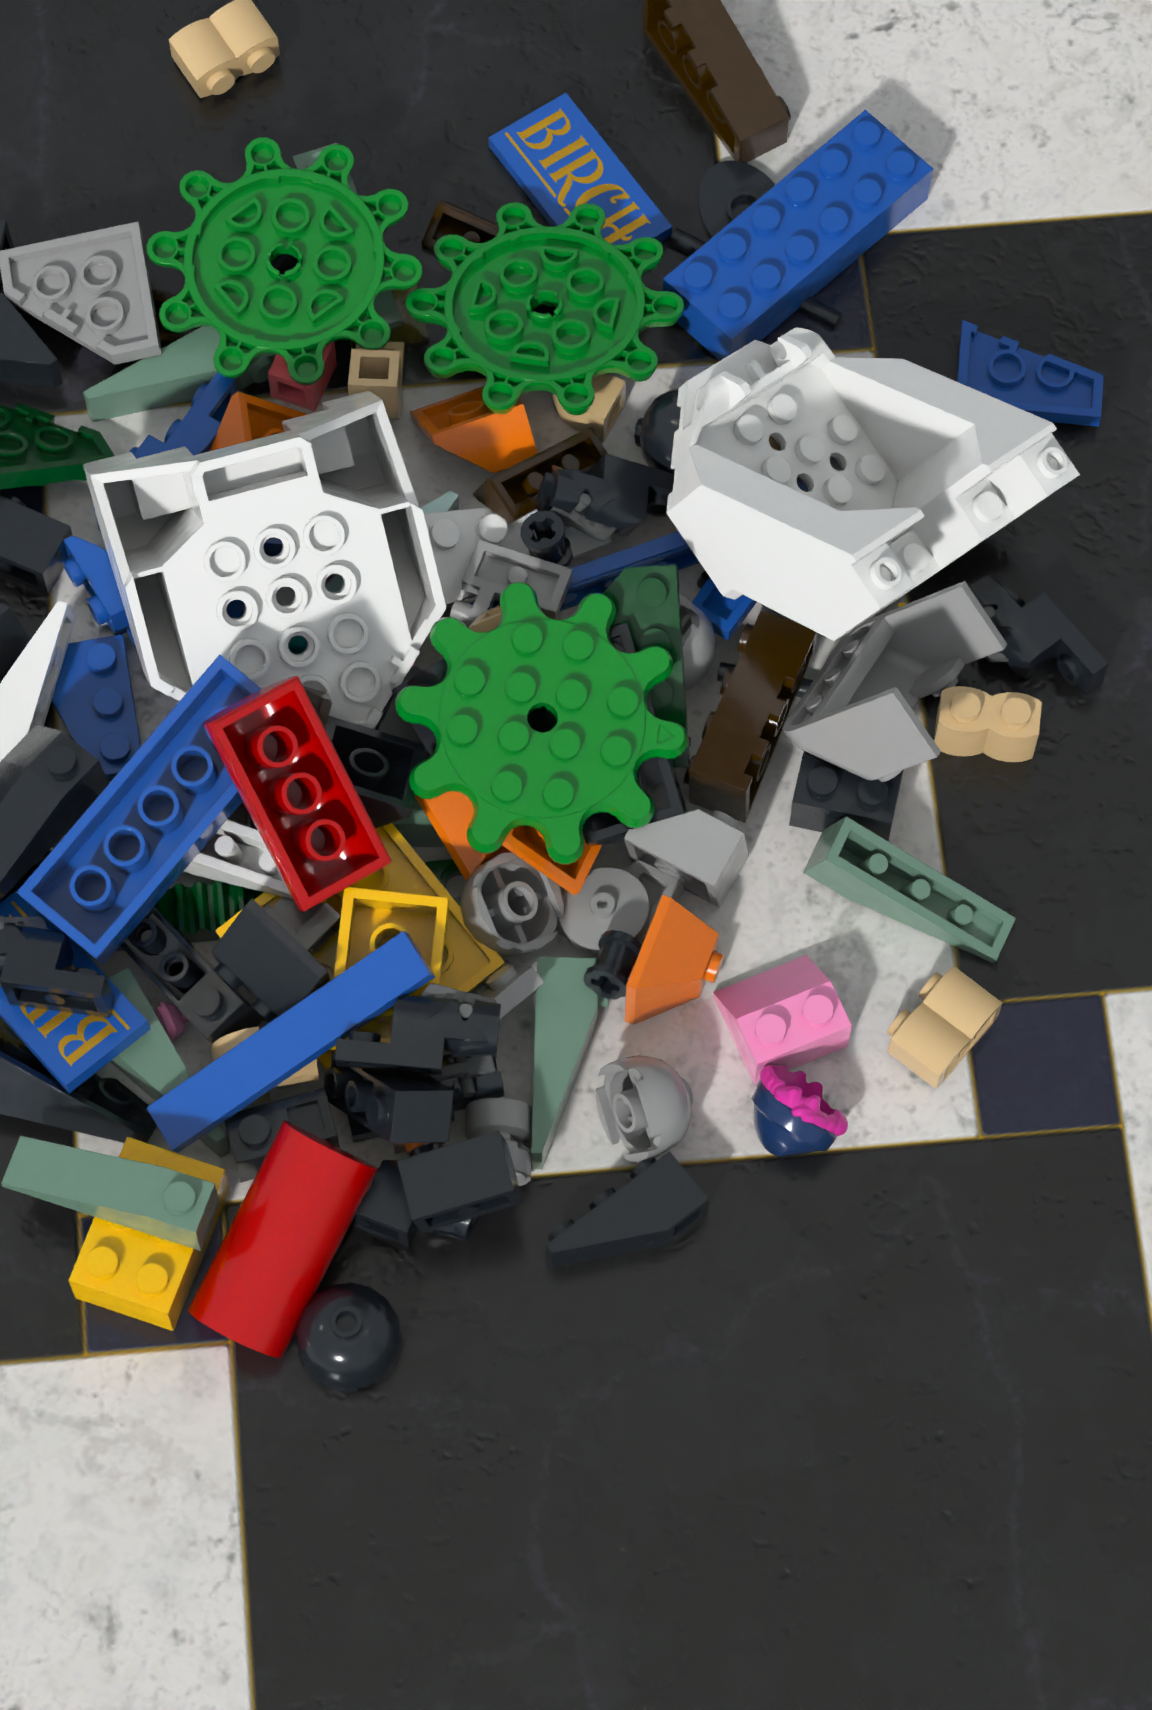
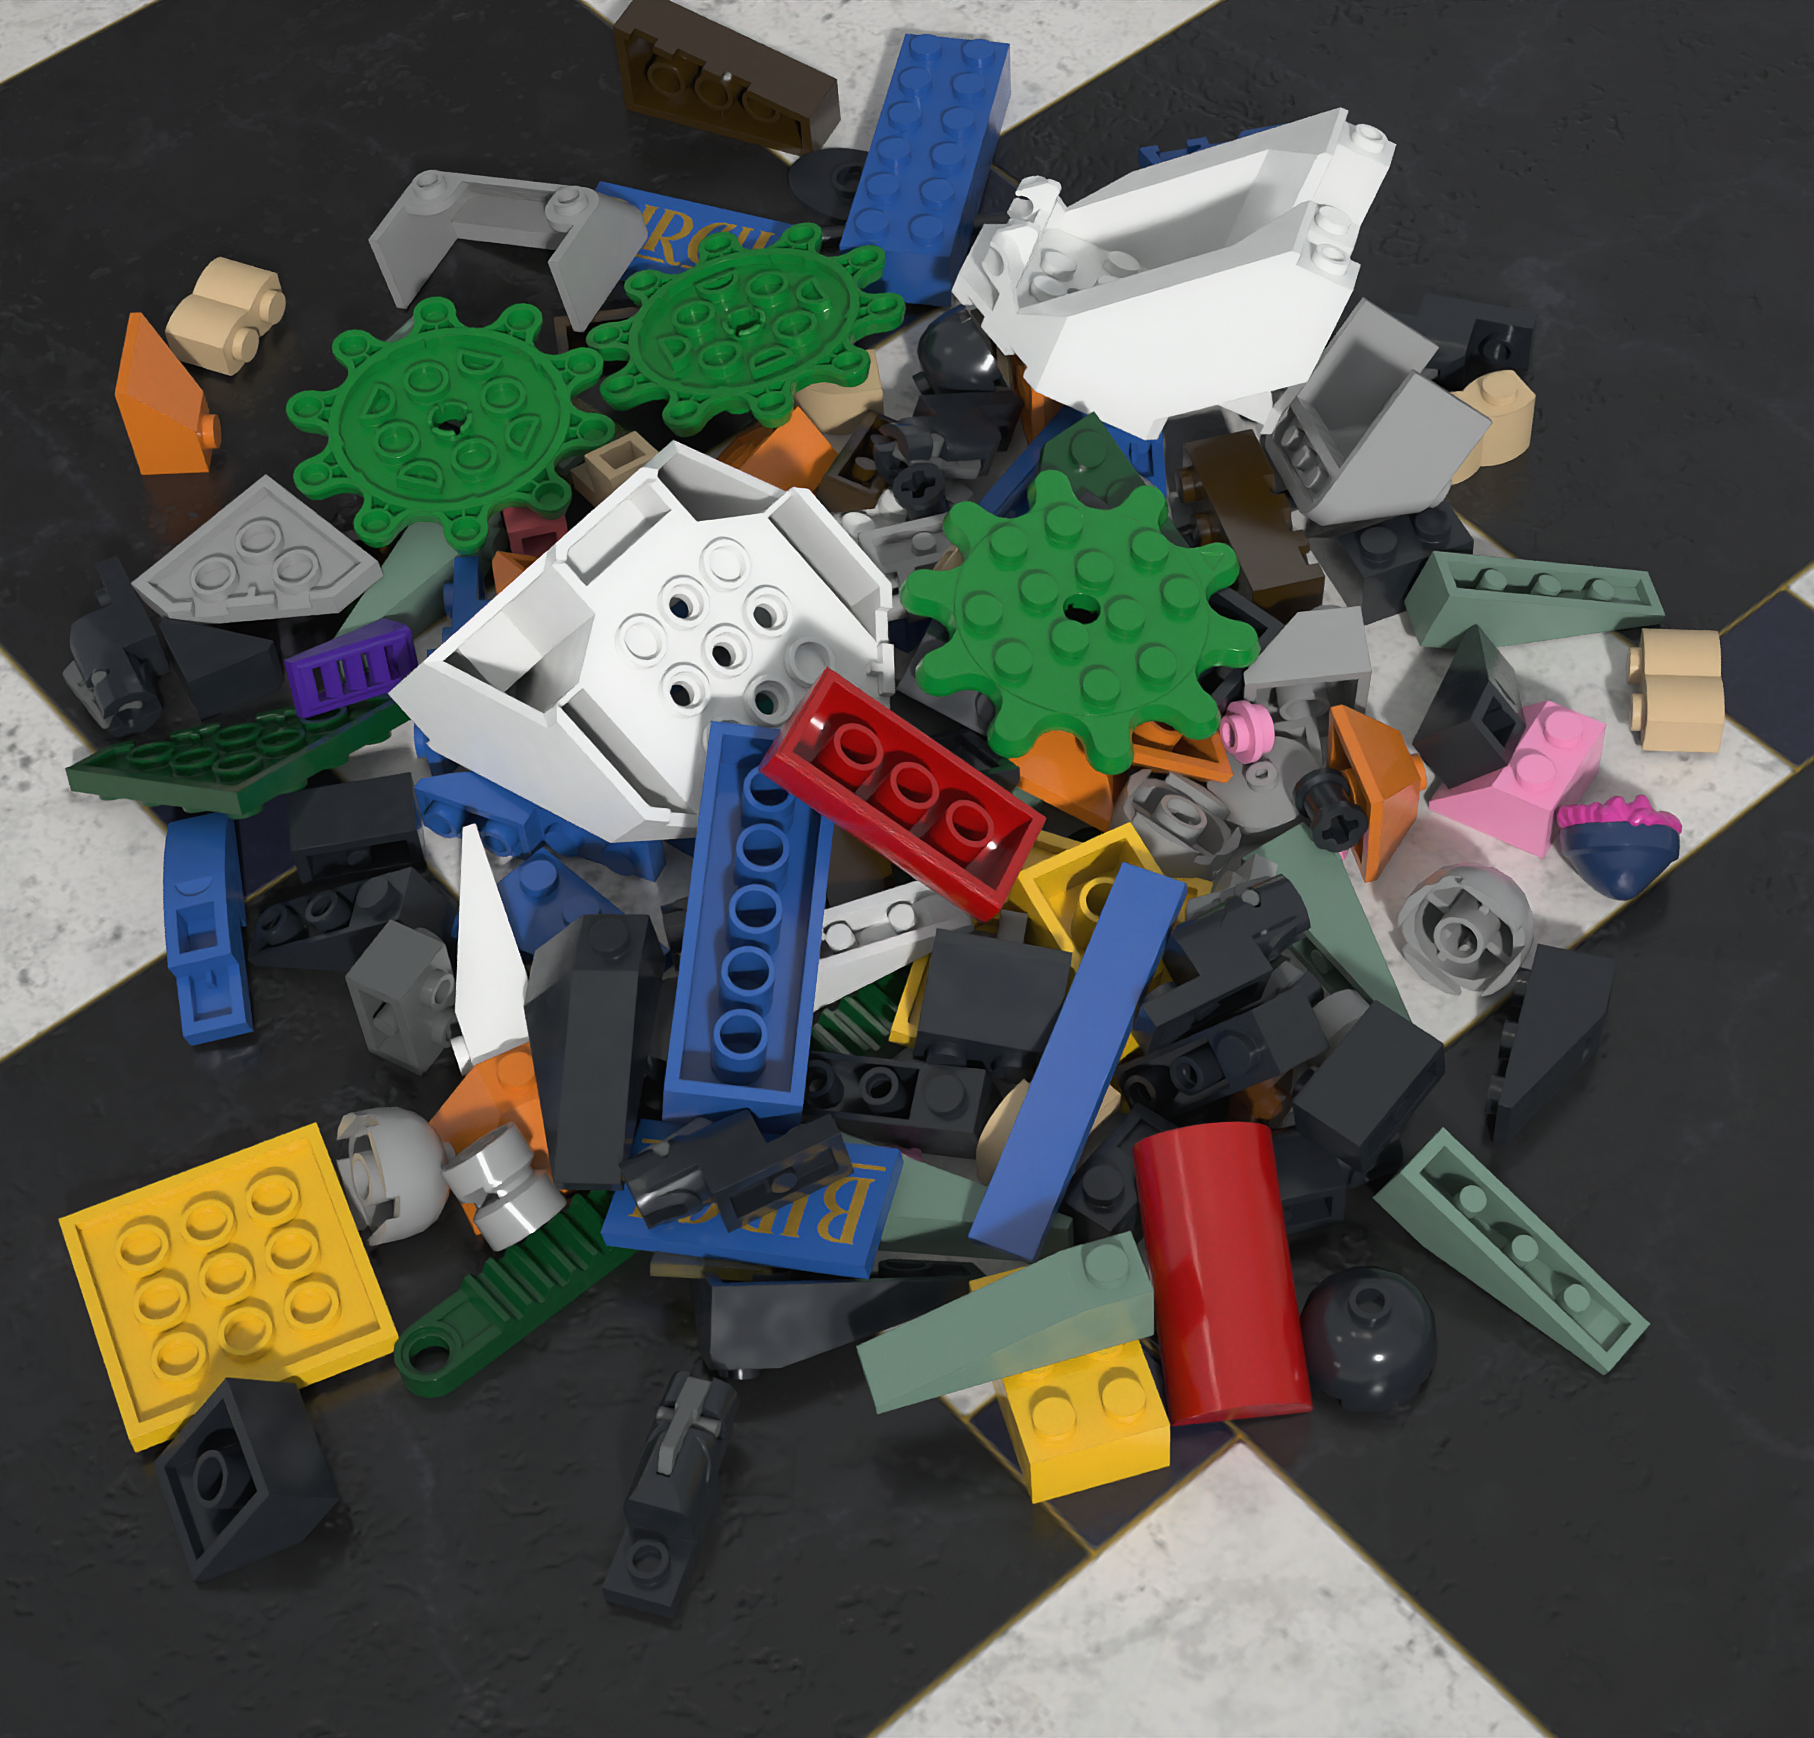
camera: 30 degrees left, 15 degrees down
(107, 431) = (389, 659): none -> dark purple slope
(119, 105) = (163, 406): none -> orange slope
(479, 1348) = (1506, 1250): none -> sand green slope
(505, 136) = (588, 230): none -> light grey windscreen
(612, 867) = (1247, 731): none -> bright pink plate
(786, 950) = (1473, 715): none -> black slope

